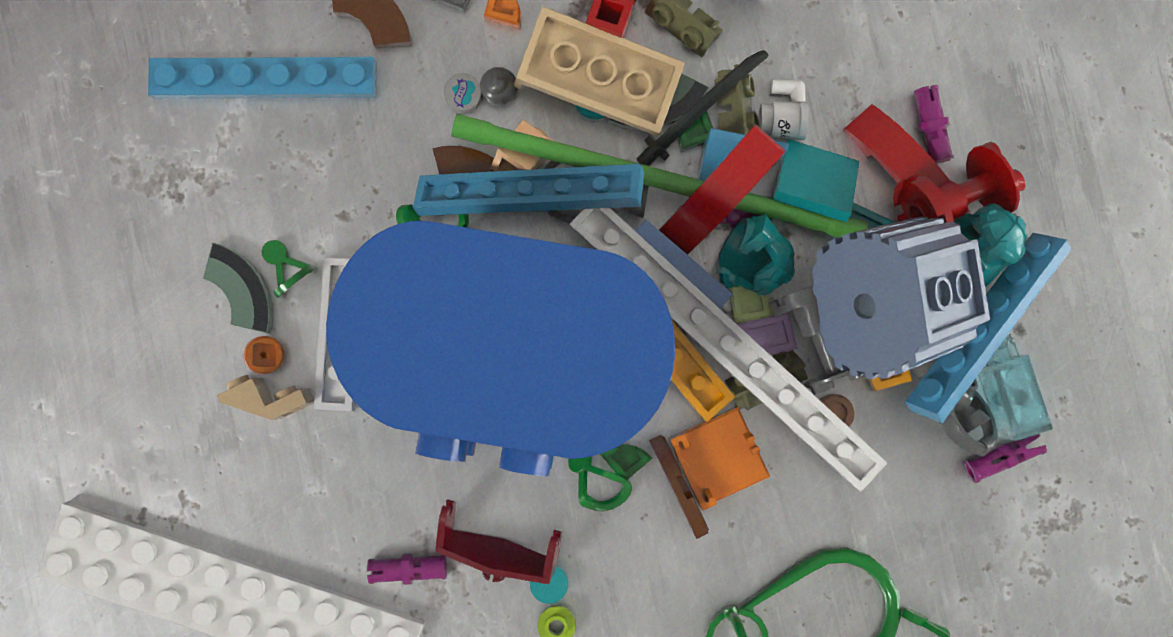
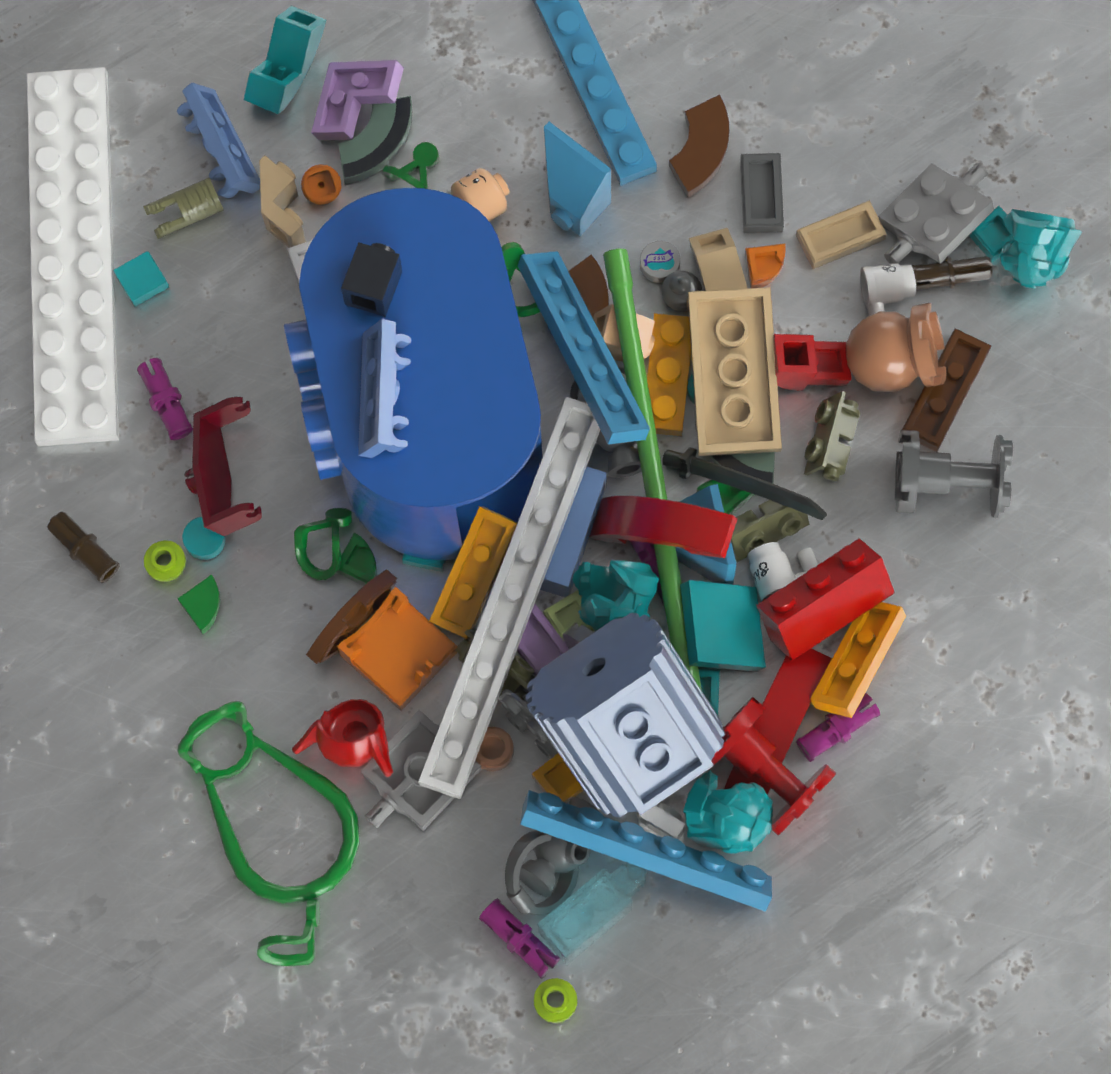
camera: 70 degrees right, 15 degrees down
(129, 336) = (288, 60): none -> teal brick
(180, 427) = (219, 140): none -> medium blue plate
(181, 292) = (348, 87): none -> lavender plate
(232, 474) = (194, 202): none -> olive hinge
(283, 547) = (141, 278): none -> teal tile
(338, 222) = (483, 192): none -> light nougat head
(360, 134) = (576, 182): none -> dark azure slope
(419, 356) = (372, 278): none -> black brick
(491, 43) = (718, 261): none -> tan slope
(537, 394) = (381, 389): none -> medium blue plate
(565, 125) = (669, 372): none -> light orange plate
(607, 606) = (202, 603): none -> green tile
(782, 528) = (350, 735): none -> red piece
(827, 495) = (401, 790): none -> light grey plate
(830, 84) = (825, 599): none -> red brick
(888, 81) = (857, 660): none -> light orange plate
(1055, 448) = (560, 1013): none -> lime plate

